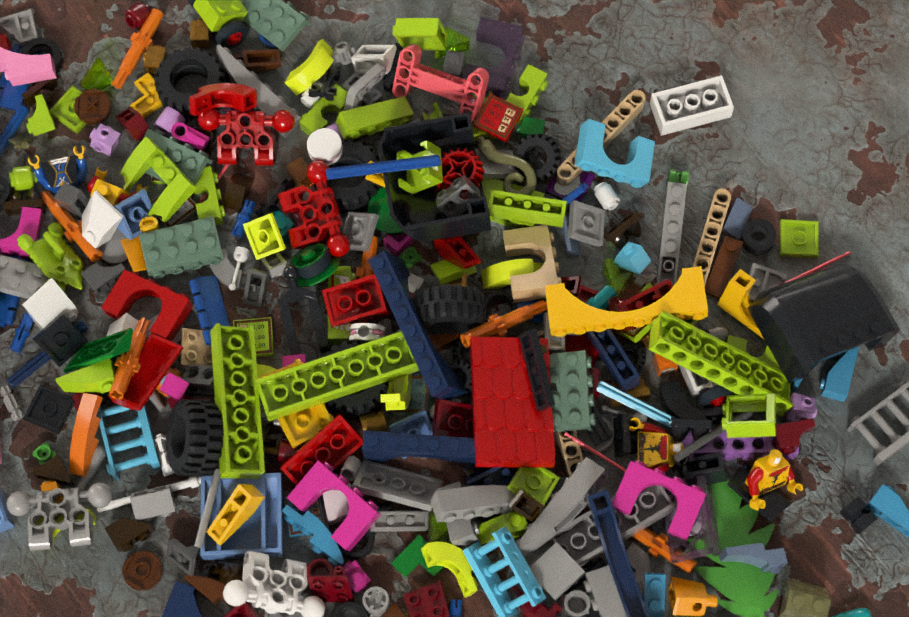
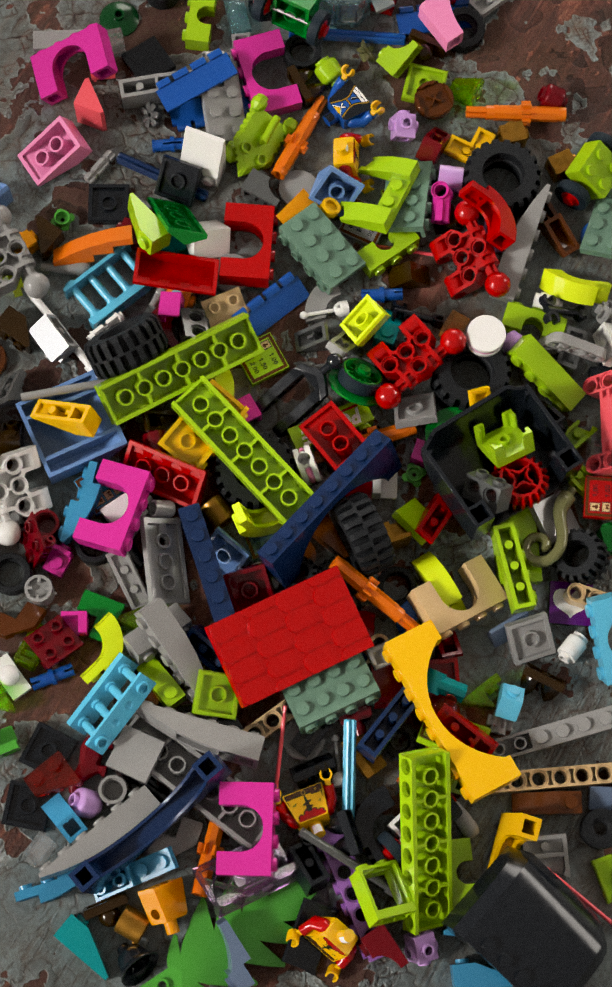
camera: 60 degrees right, 5 degrees up
(72, 199) = (323, 129): dark grey arch -> none
(99, 220) = (310, 160): white slope -> none
(128, 361) = (175, 250): orange piece -> none
(383, 167) = (481, 400): blue axle -> none
(417, 579) = (77, 621): none -> dark pink panel
(525, 504) = (186, 693): dark brown slope -> none
(537, 370) = (331, 646): black hinge -> none
(575, 193) = (554, 611): blue piece -> none

